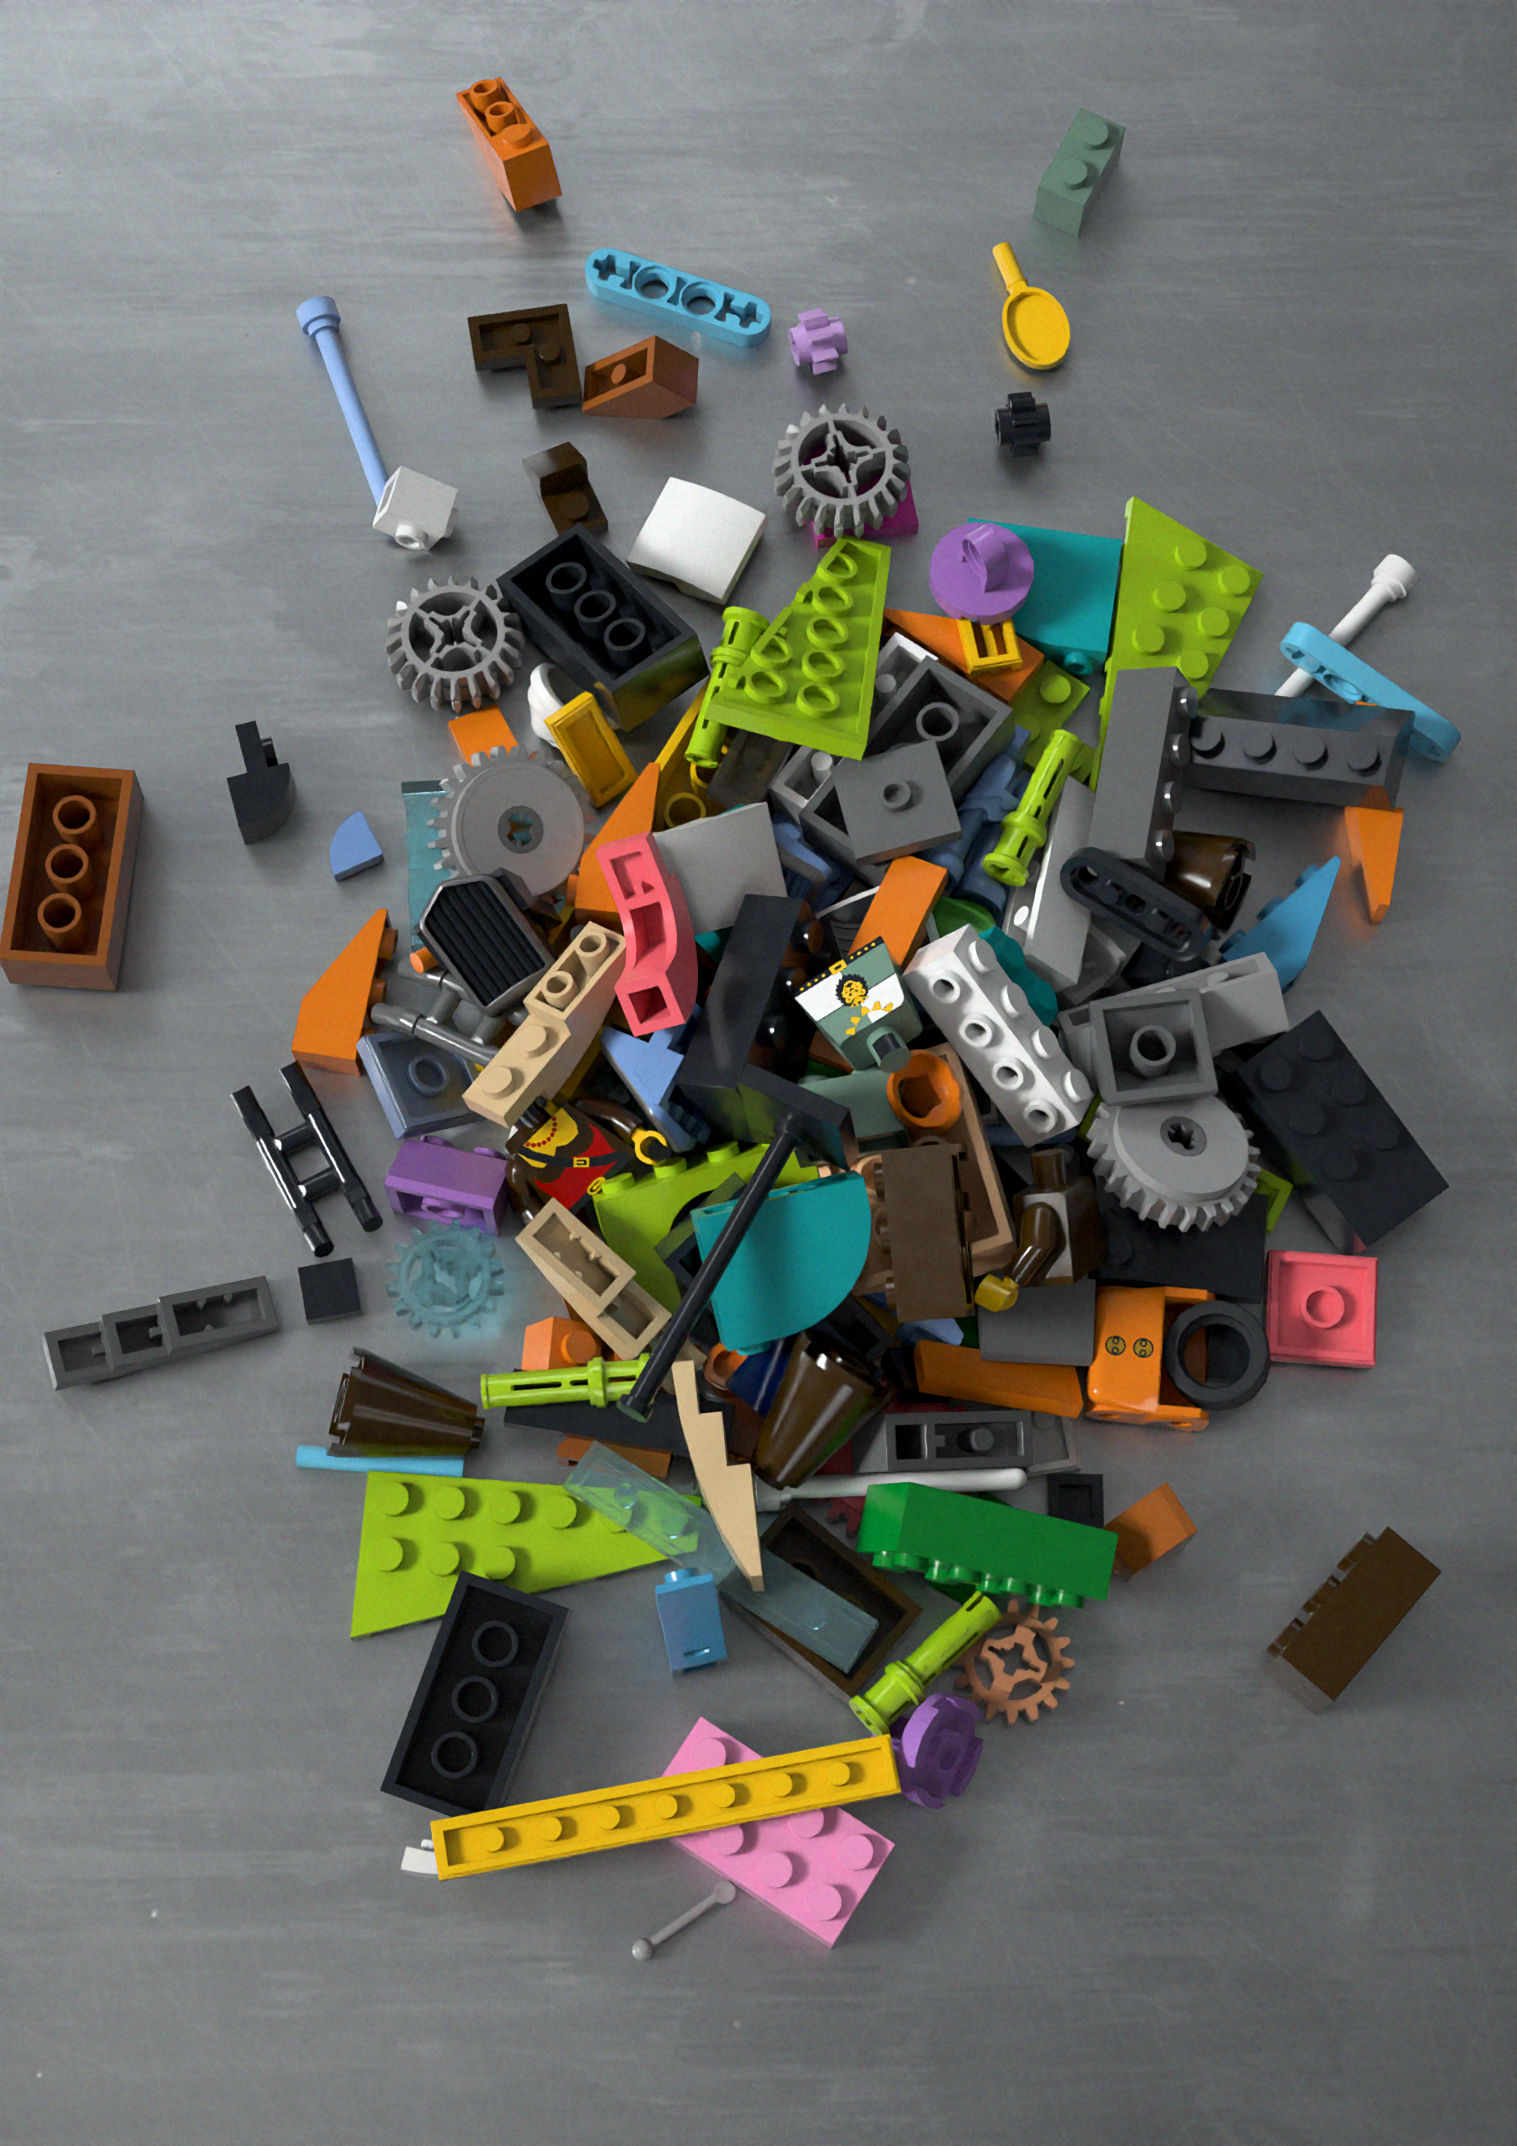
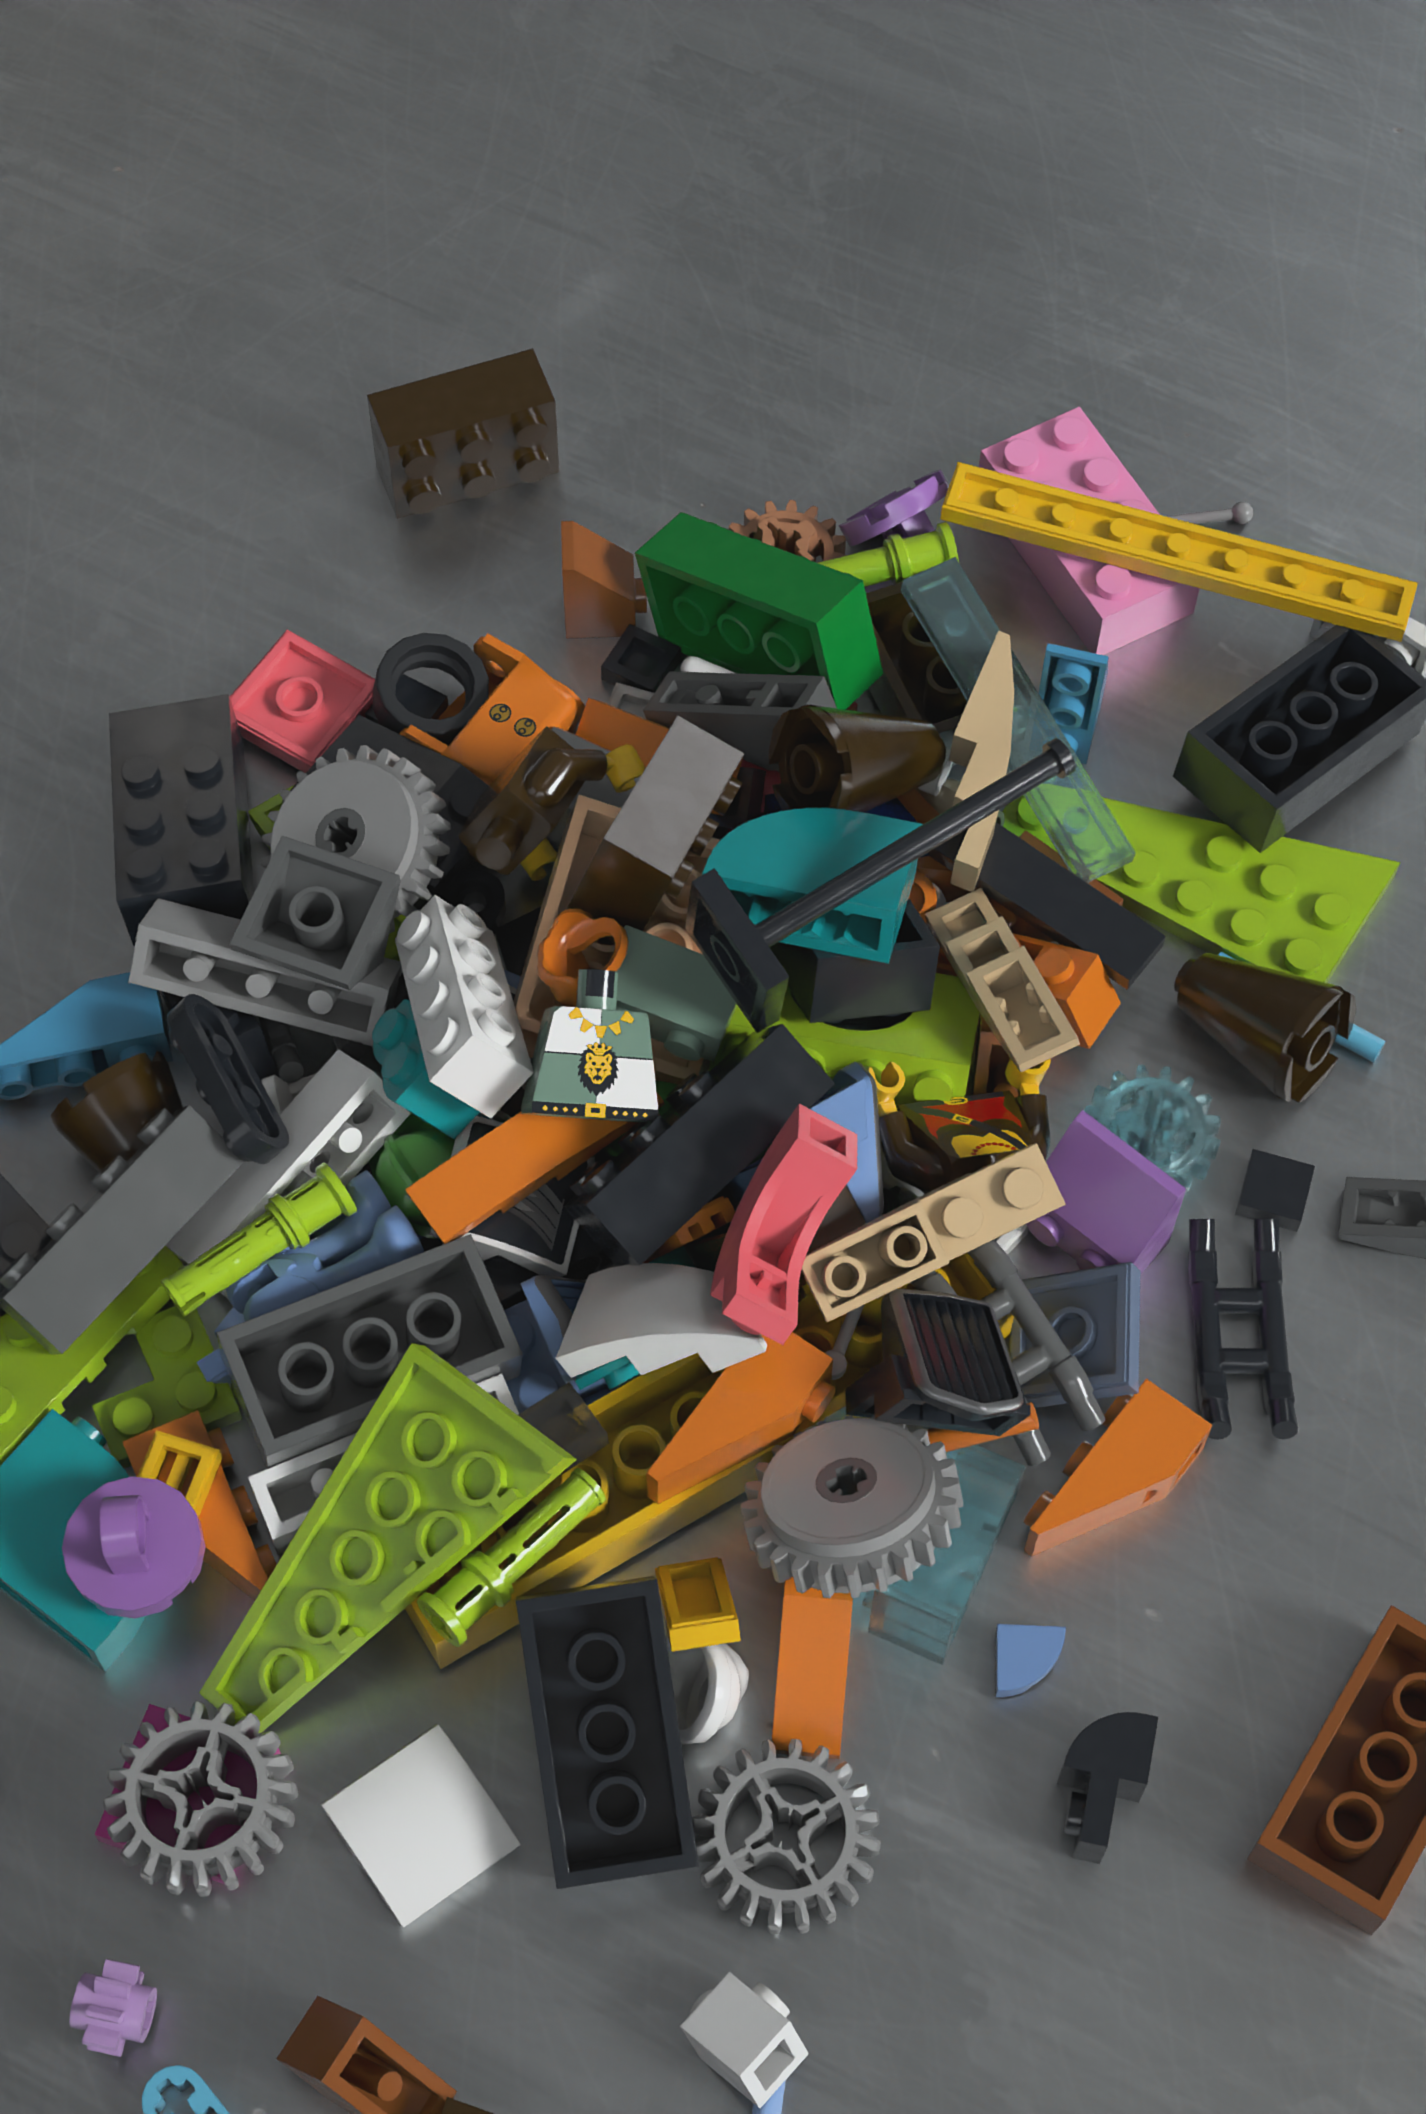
camera: 150 degrees left, 10 degrees down
(498, 1389) = (1057, 910): lime pin -> none
(564, 489) = (540, 1985): dark brown slope -> none
(896, 803) = (412, 1286): dark grey plate -> none

